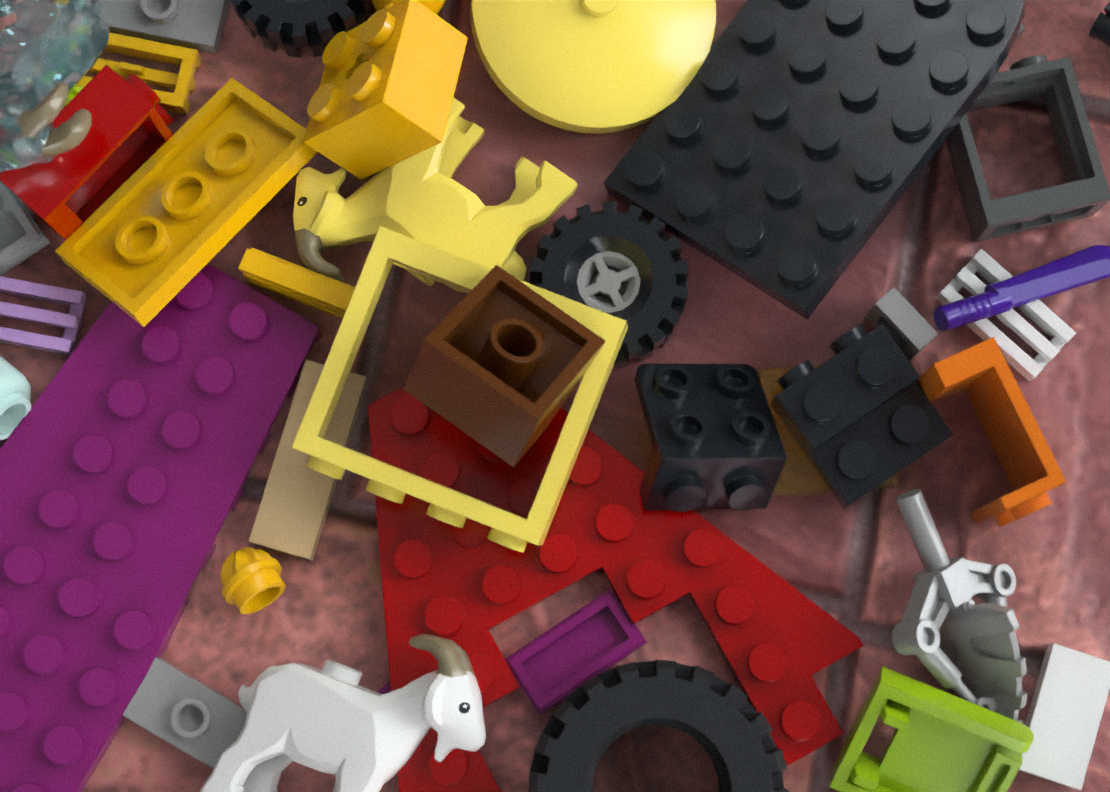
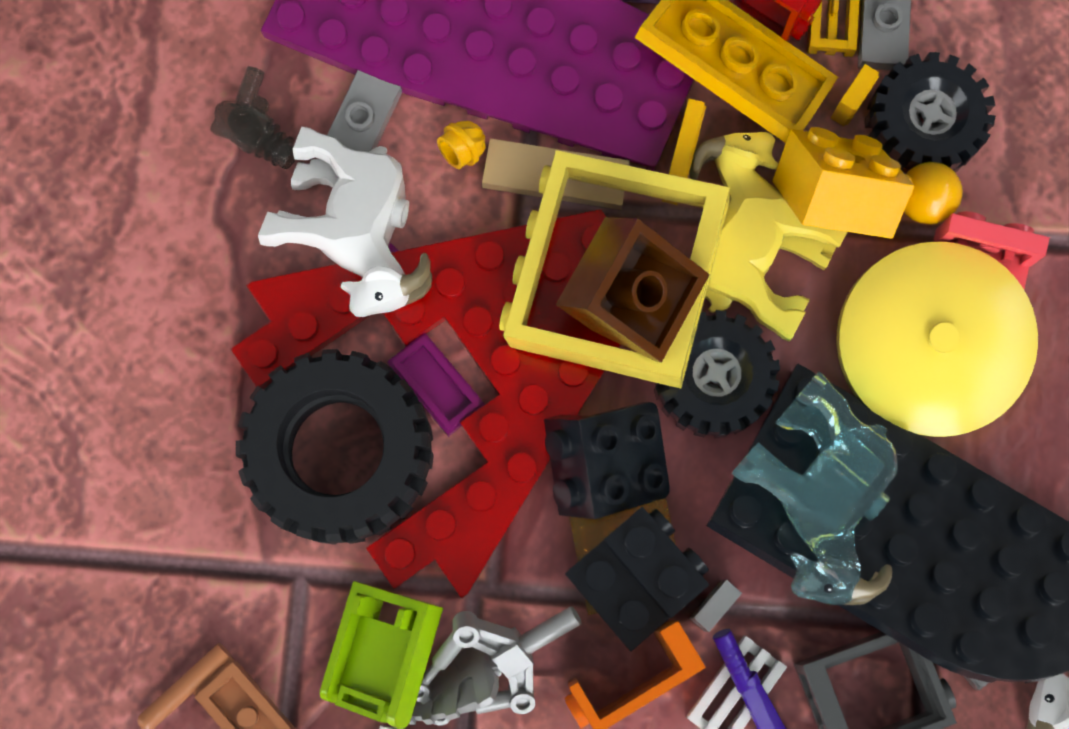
camera: 85 degrees right, 0 degrees up
(260, 59) = (855, 95): none -> yellow tile
(789, 155) = (831, 494): none -> clear light blue animal

